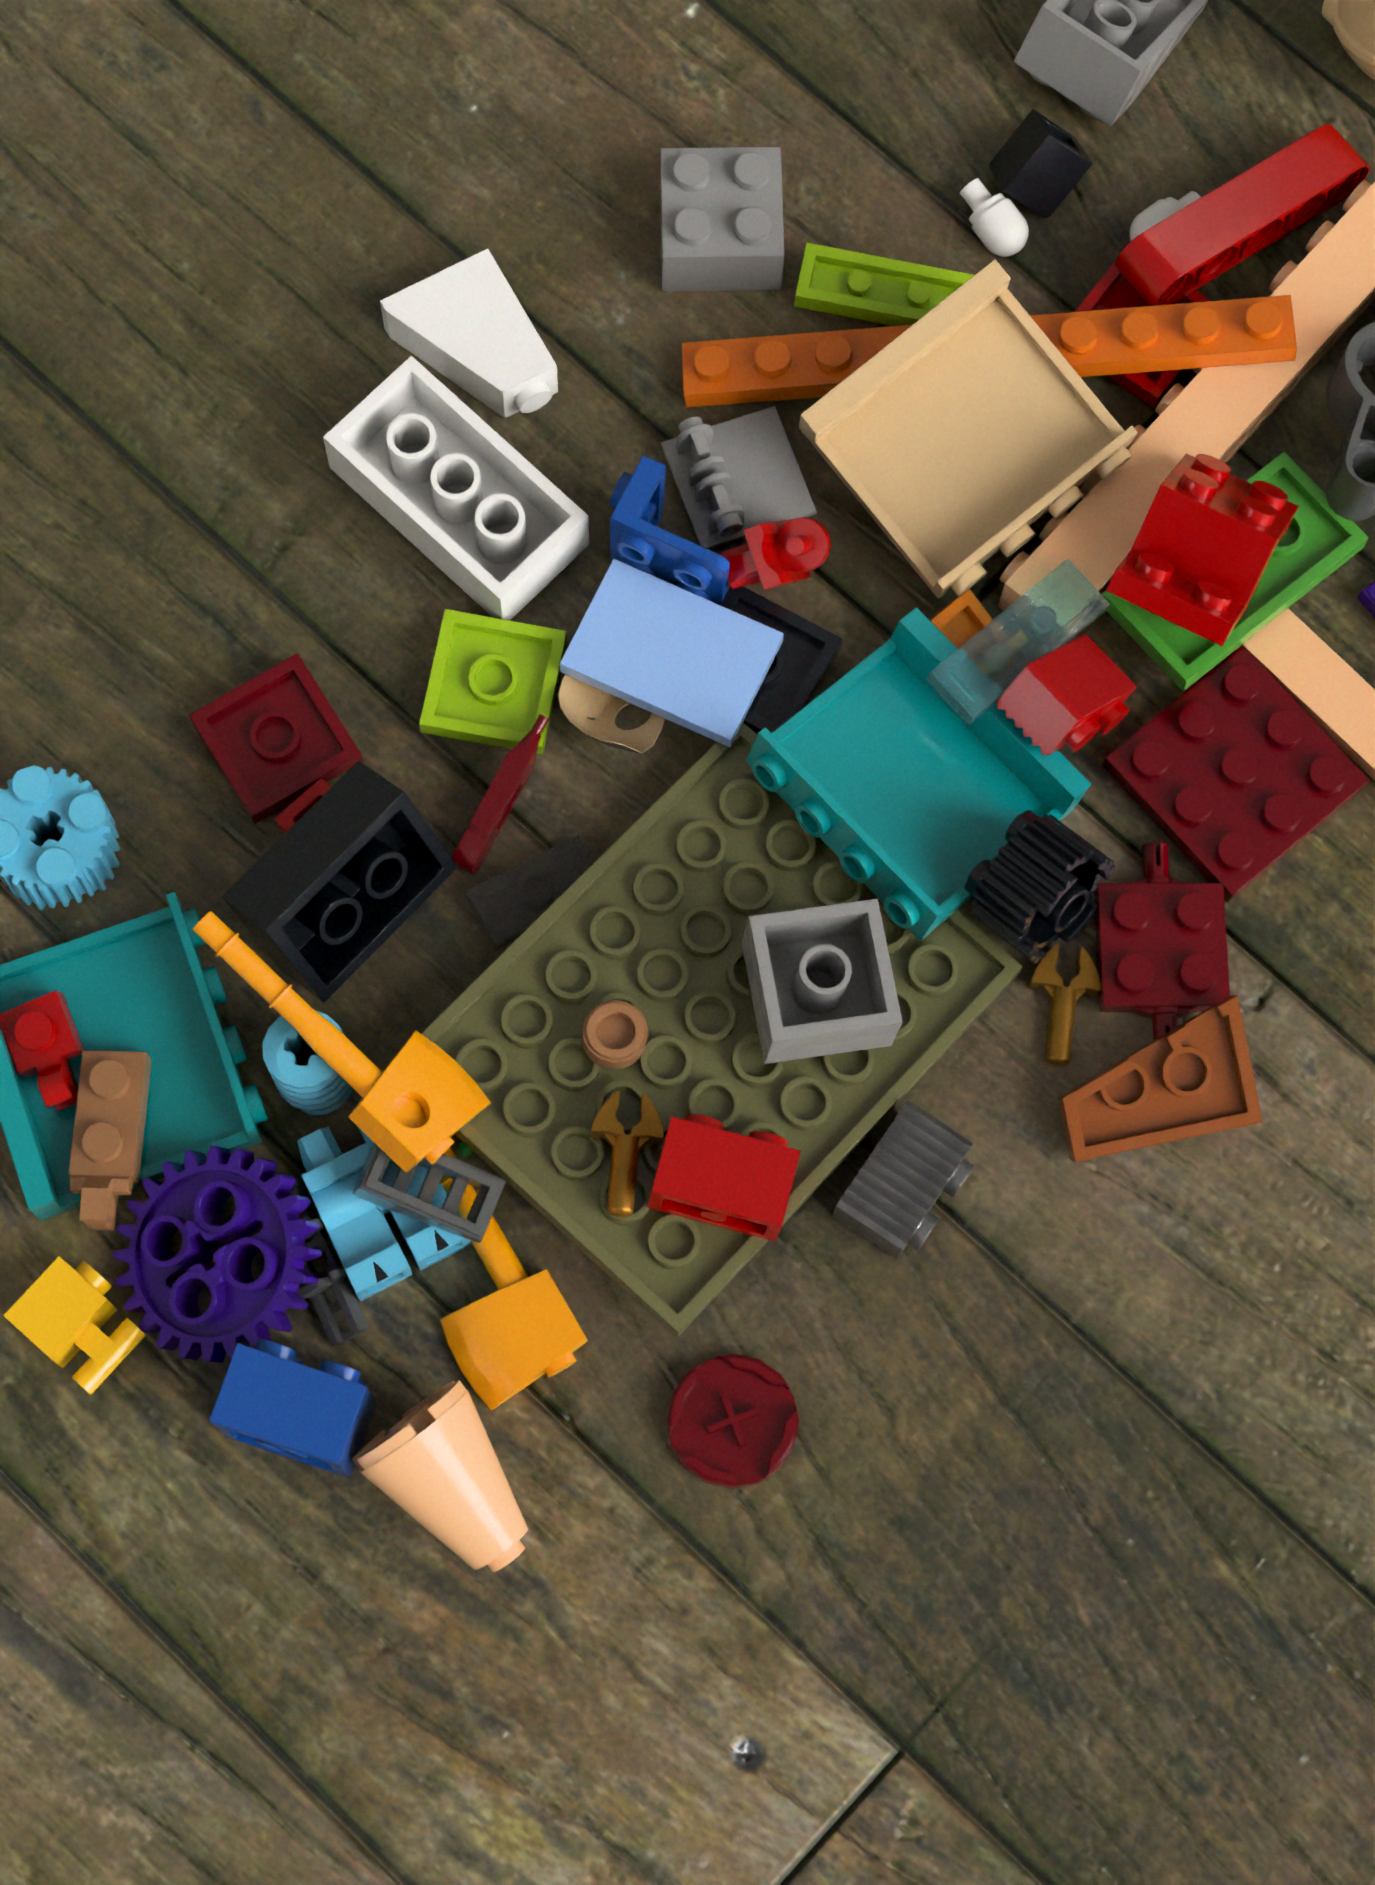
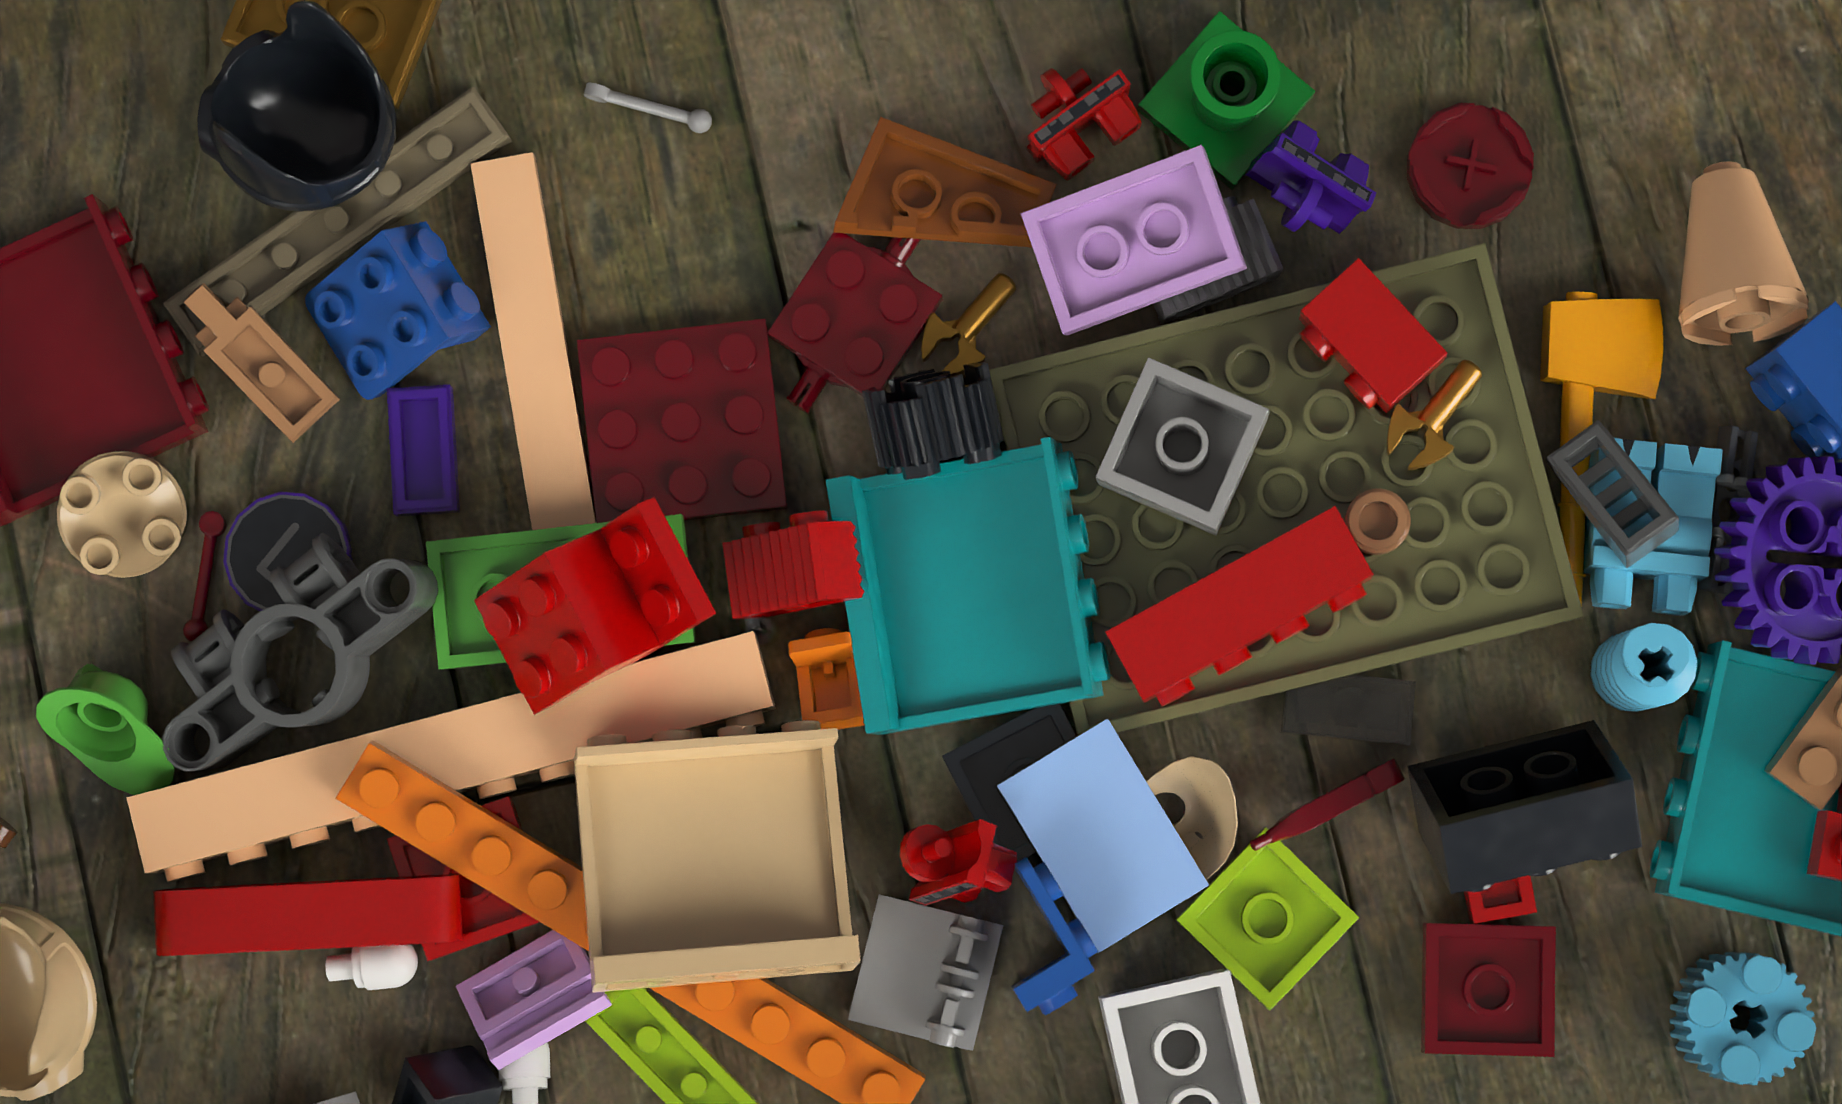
camera: 140 degrees left, 10 degrees up
(404, 1108) = (1602, 559): light orange piece -> none
(683, 889) = (1240, 605): none -> red brick
(861, 1292) = (1309, 184): none -> dark purple hips
(963, 1366) = (1231, 128): none -> green plant
(979, 1135) = (1133, 240): none -> lavender plate
(1025, 631) = (803, 640): clear light blue tile -> none
(1038, 255) = (531, 997): none -> lavender plate
(1082, 1257) = (1104, 104): none -> red hips

